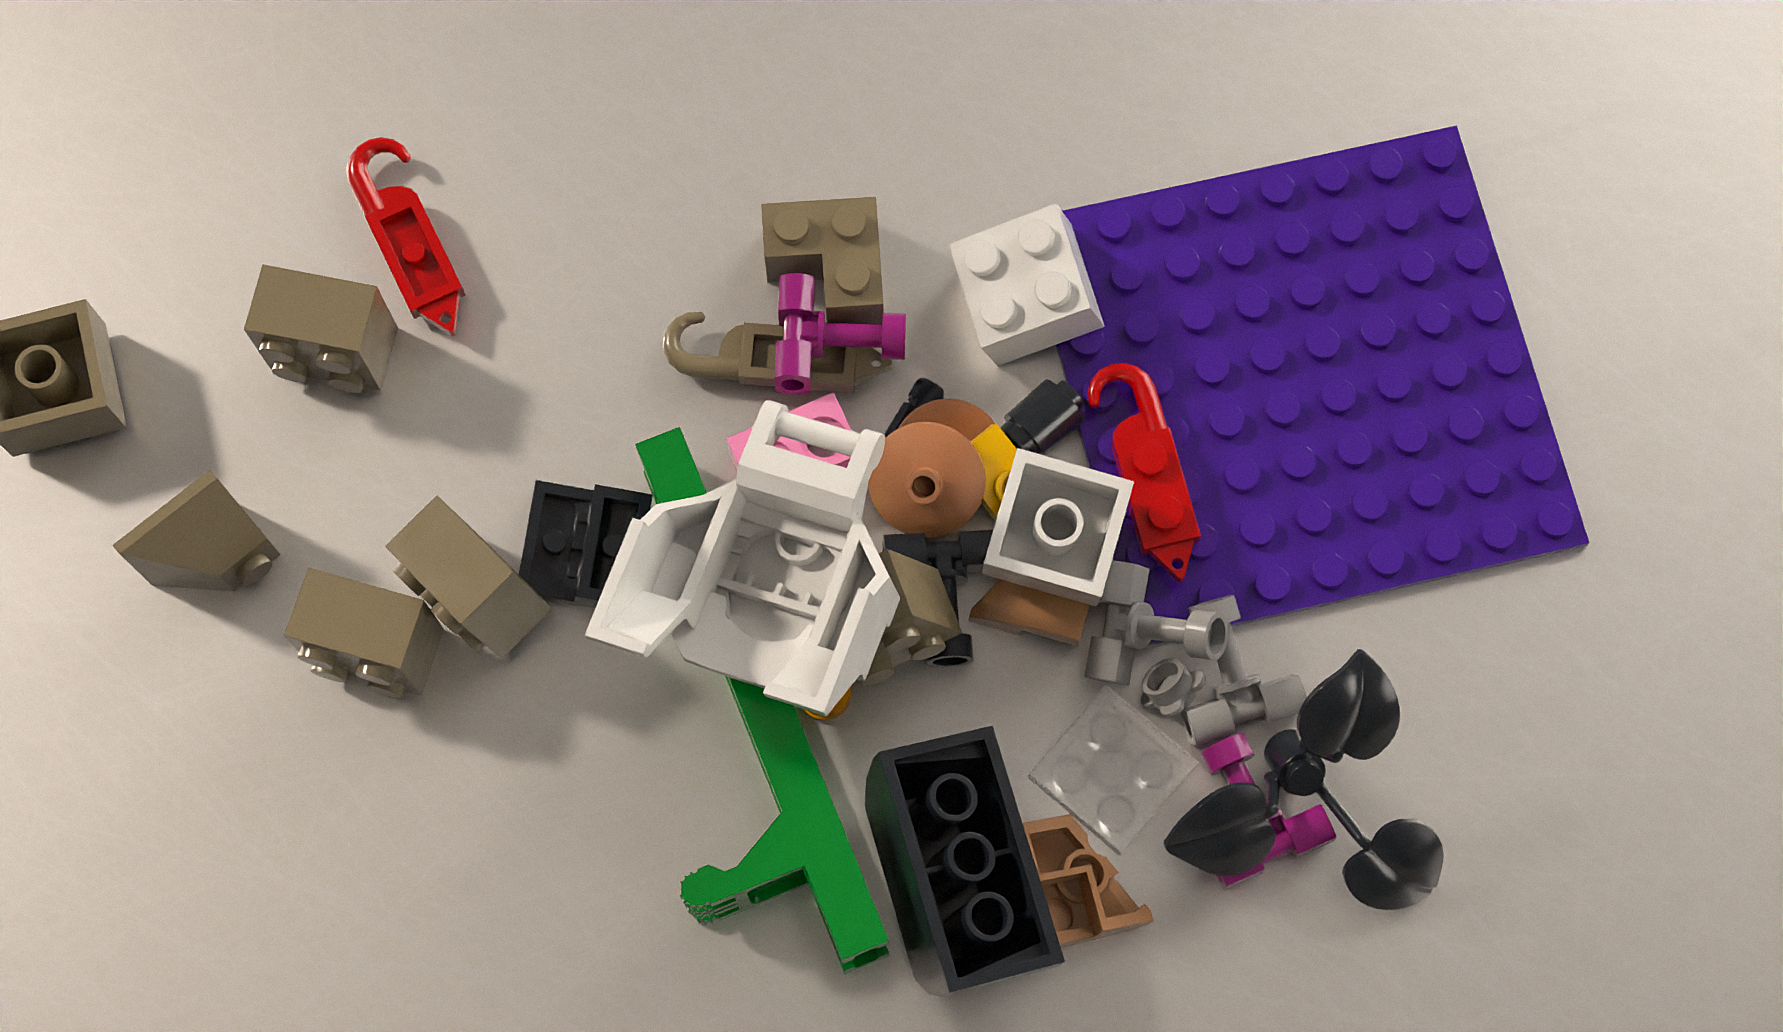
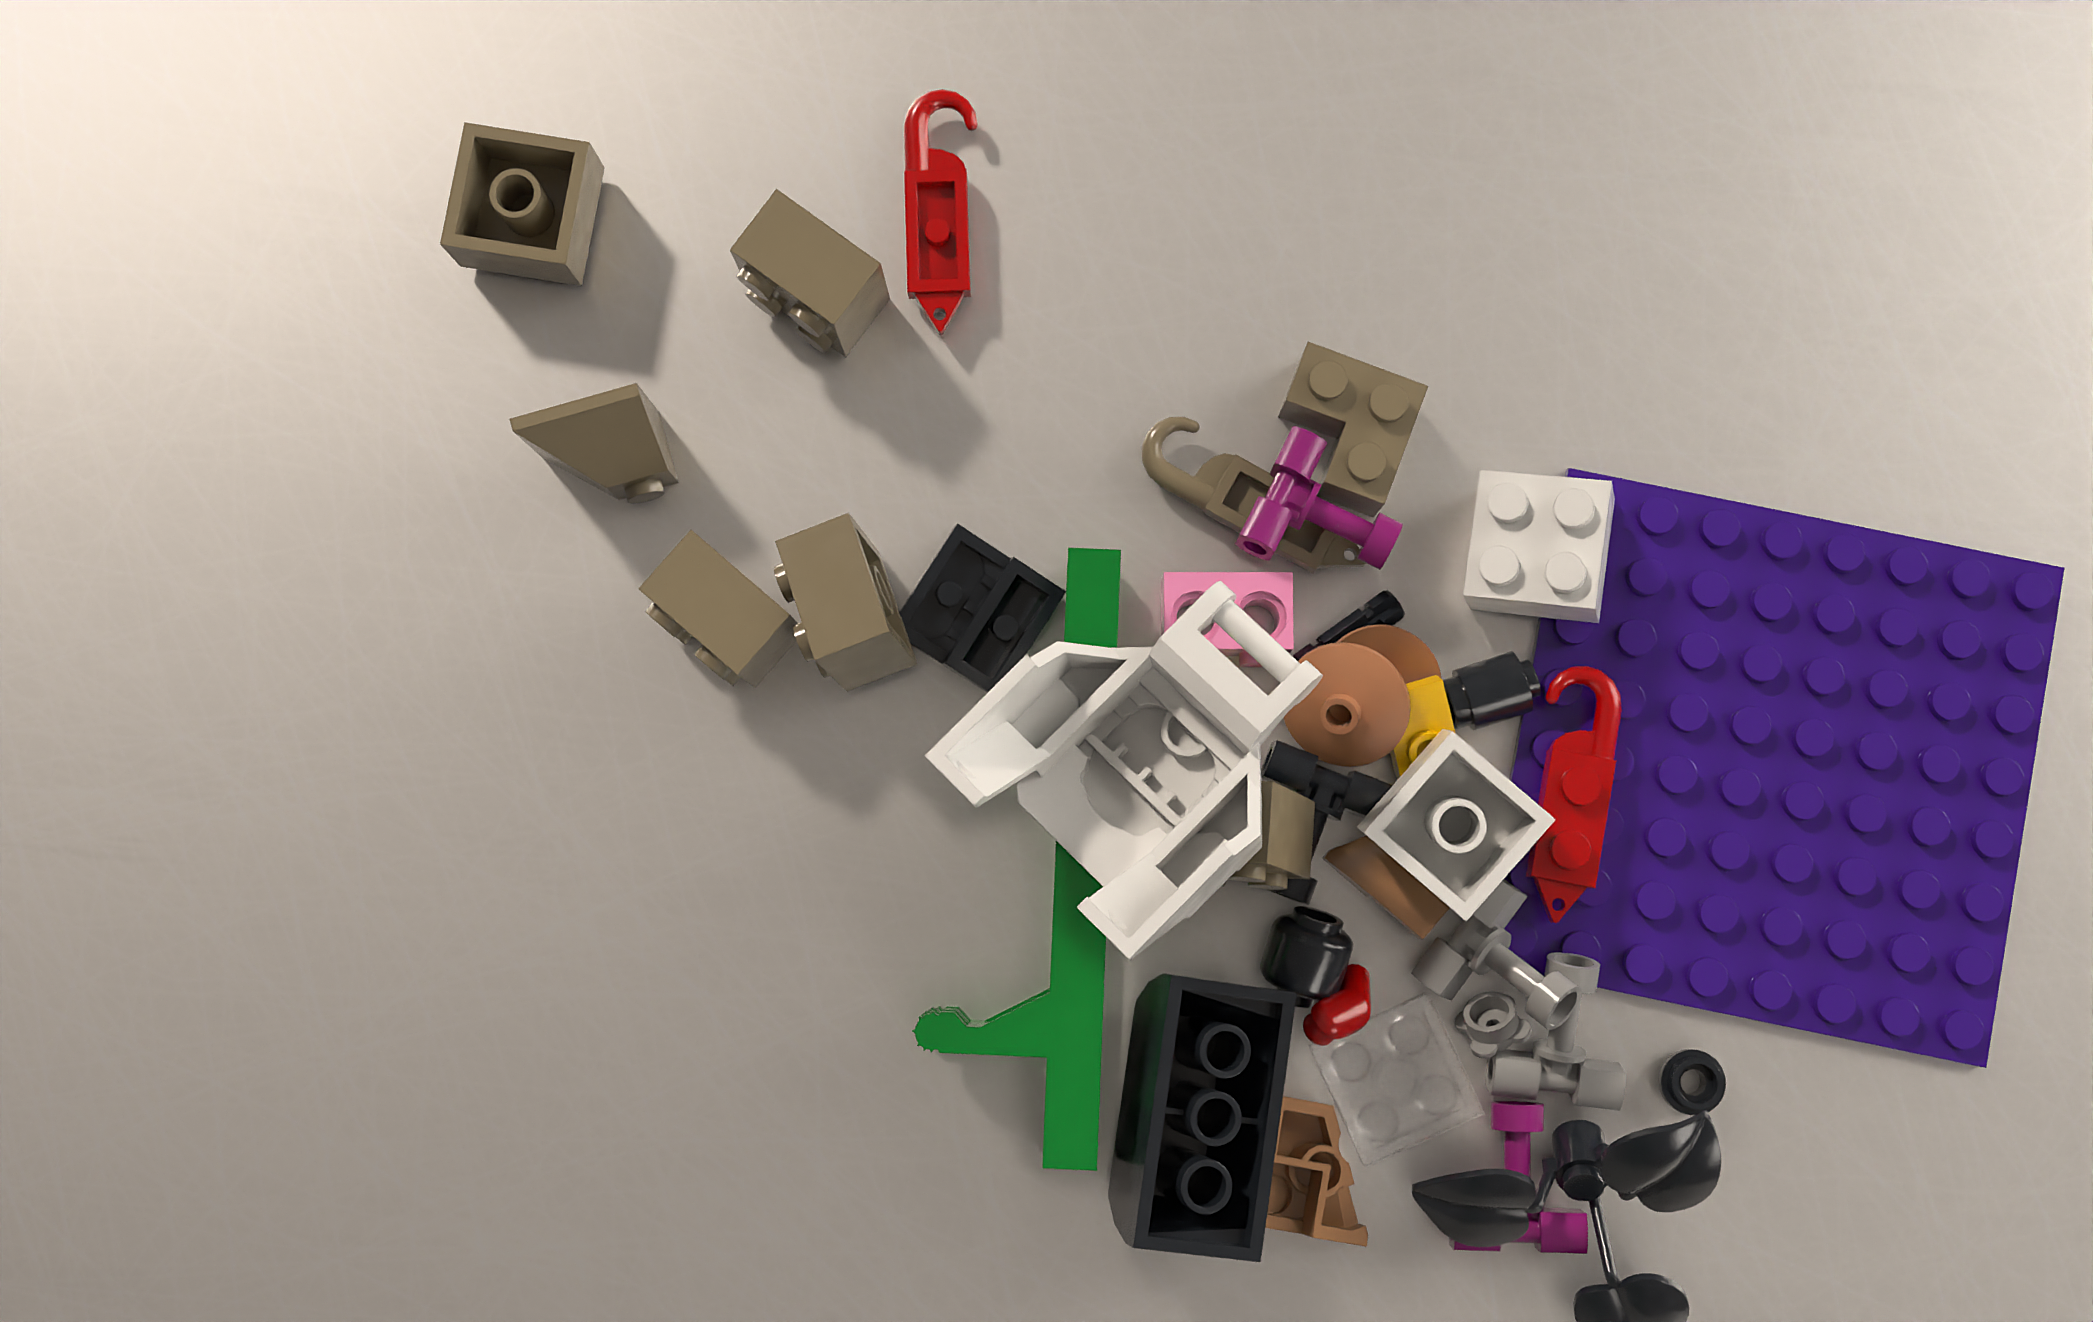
camera: 25 degrees right, 10 degrees up
(991, 695) = (1307, 954): none -> black head
(1039, 731) = (1343, 1011): none -> red arm
(1350, 643) = (1711, 1085): none -> black plate

